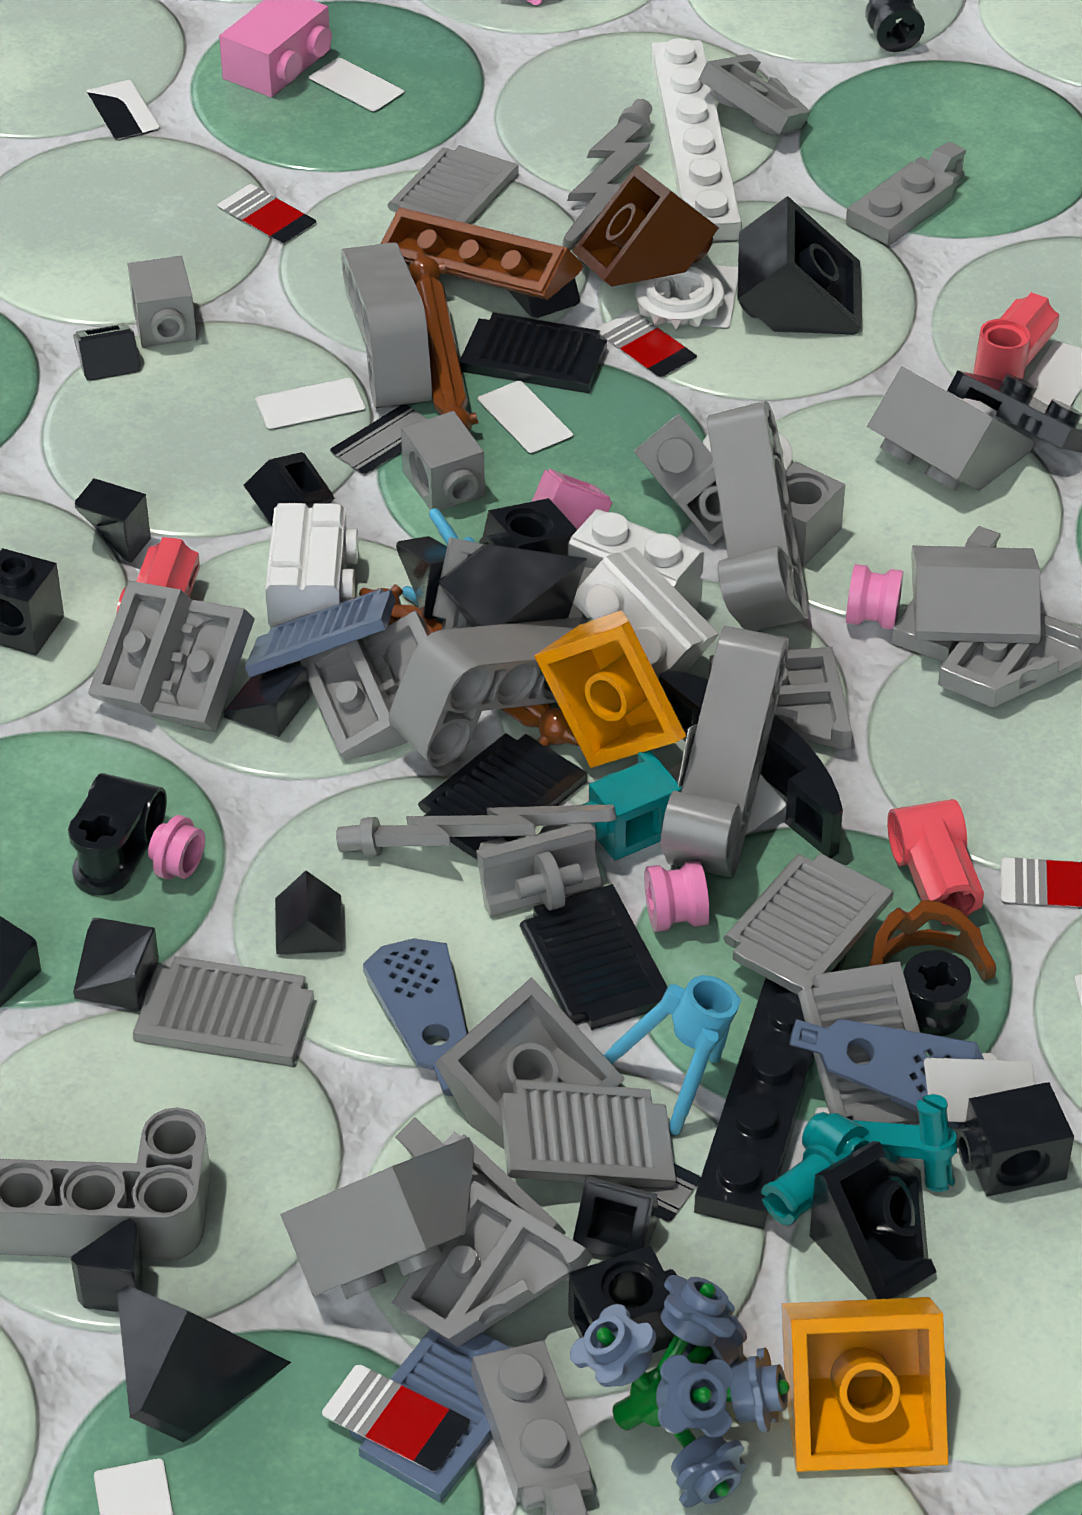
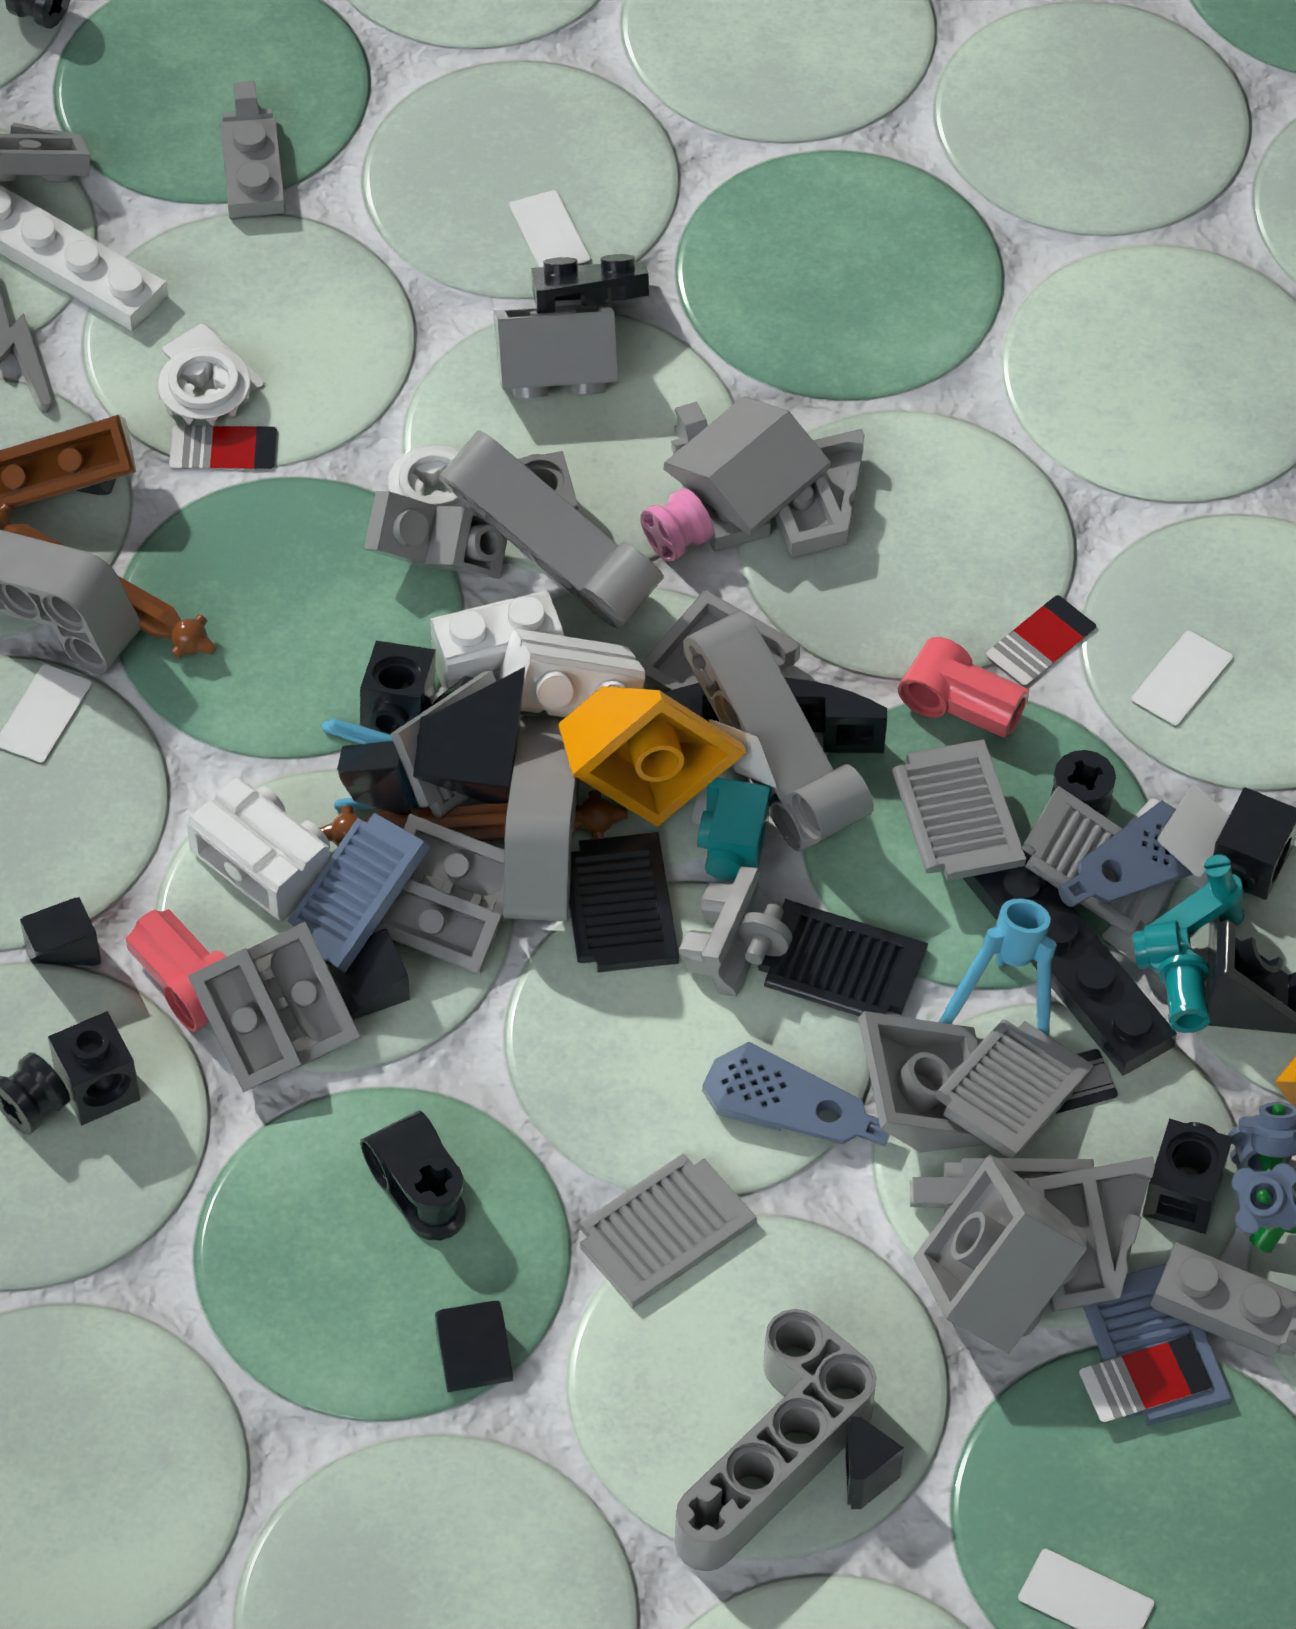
camera: 50 degrees left, 10 degrees up
(116, 963) = (559, 1266): black slope -> none
(176, 848) = (481, 1145): bright pink plate -> none
(183, 1366) = (988, 1473): black slope -> none
(287, 481) = (148, 800): black slope -> none
(308, 917) = (629, 1113): black slope -> none
(377, 441) = (142, 695): sticker -> none
(437, 830) = (636, 965): light grey piece -> none
(443, 461) = (237, 676): light grey brick -> none
(525, 416) = (220, 586): white sticker -> none
(534, 352) = (155, 522): black window -> none
(572, 496) = (356, 627): bright pink slope -> none
(615, 1218) = (1101, 1126): black slope -> none
(644, 233) = (128, 354): reddish brown slope -> none
(676, 896) = (848, 868): bright pink wheel -> none
(797, 274) = (273, 297): black slope -> none
(967, 943) = (1050, 733): dark orange helmet -> none
(1015, 338) = (500, 230): coral piece -> none

